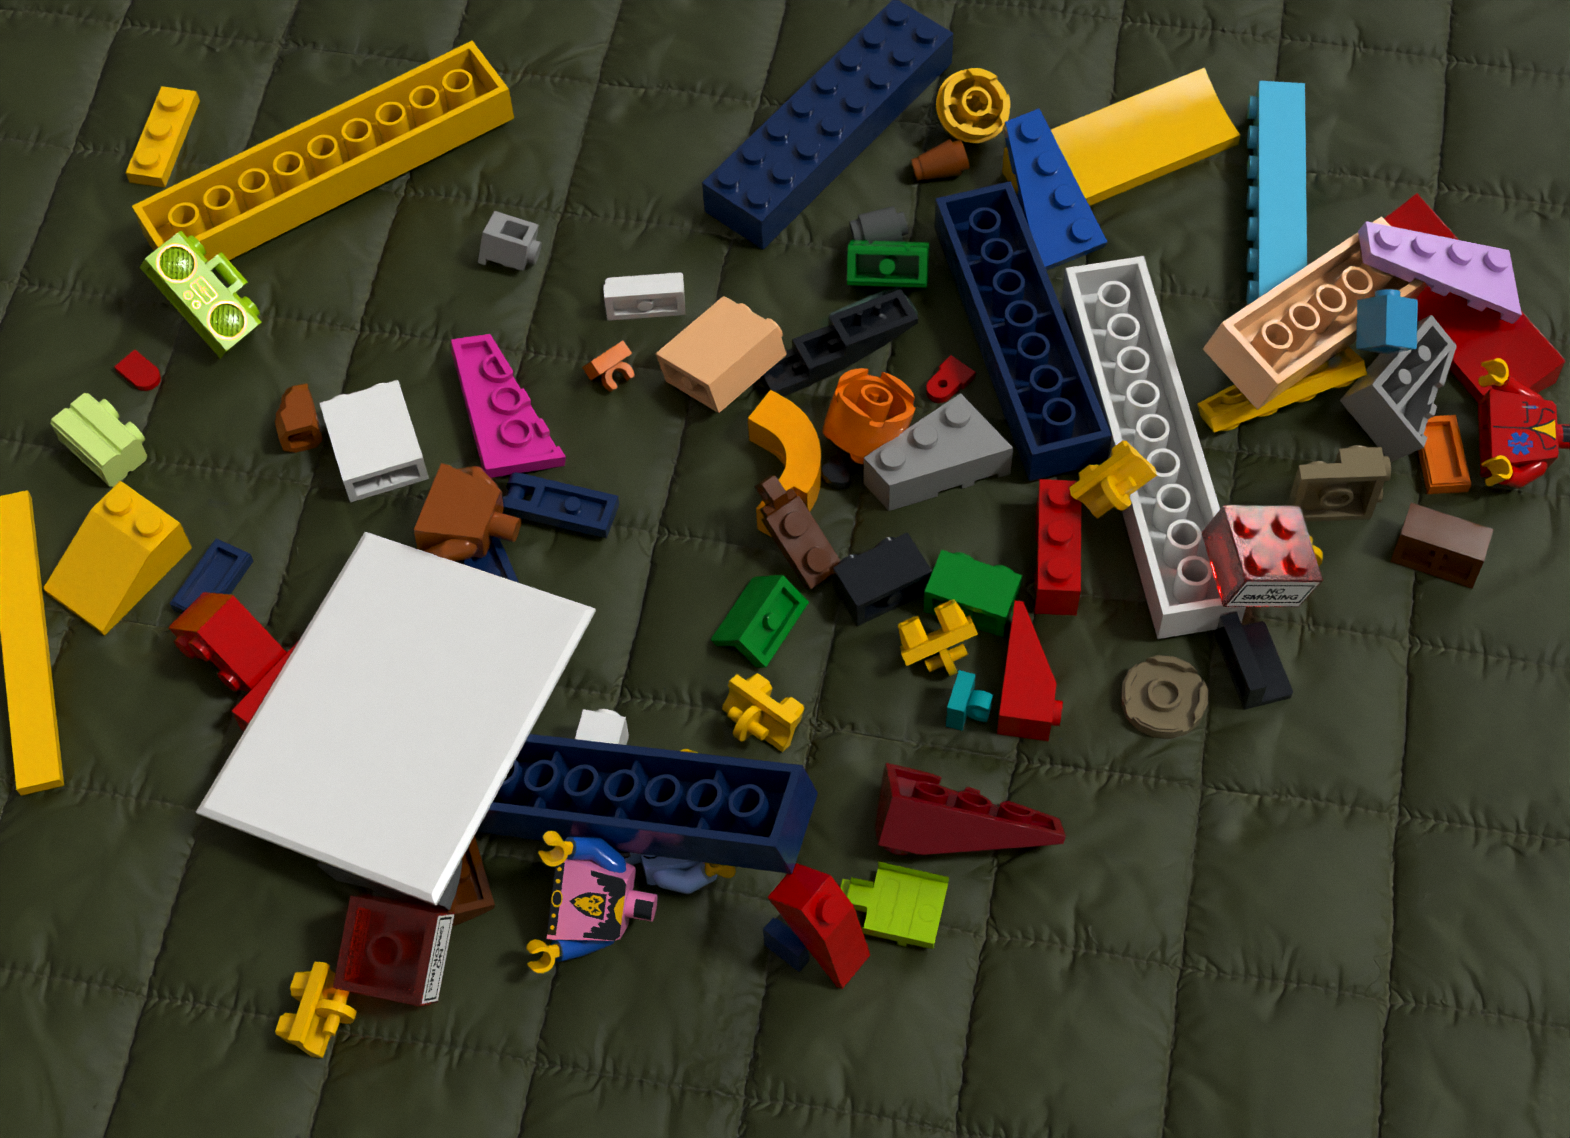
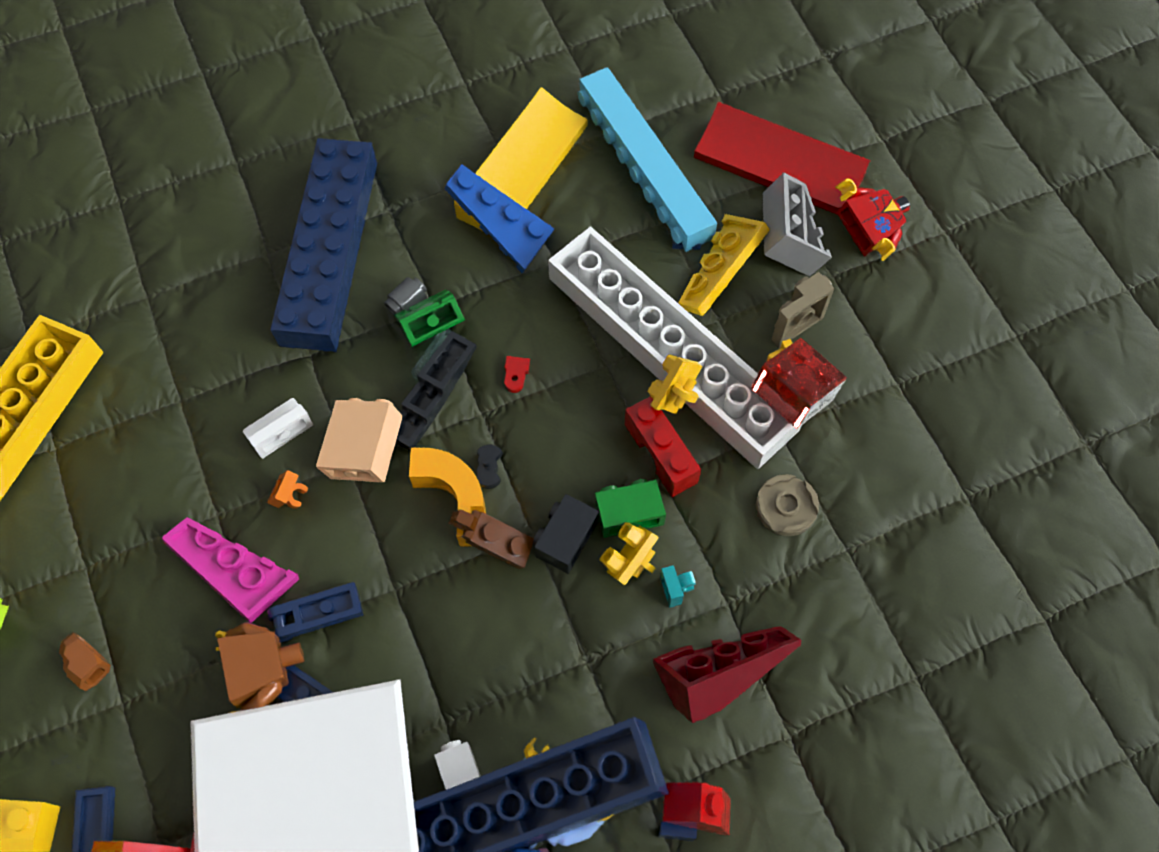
camera: 35 degrees left, 5 degrees up
(374, 440) = (150, 645): white brick -> none
(509, 242) = (158, 443): light grey brick -> none
(759, 714) = (550, 678): yellow hips -> none
(761, 618) = (505, 609): green panel -> none
(867, 412) = (487, 428): orange brick -> none
(901, 905) = (726, 752): lime piece -> none
(937, 454) = (546, 428): light grey wedge -> none
(941, 161) = (416, 230): dark orange cone -> none
(972, 105) = (415, 184): yellow cone -> none
(1021, 331) = (544, 316): dark blue brick -> none
(1029, 685) = (705, 549): red slope -> none
(1252, 662) = (822, 451): black panel -> none
(1300, 322) = (721, 208): light nougat brick -> none
(1387, 323) = (770, 191): dark azure brick -> none
(1442, 545) = (878, 312): reddish brown hinge -> none
(1444, 457) = (844, 261): orange tile -> none
(1446, 265) = (773, 137): lavender wing -> none

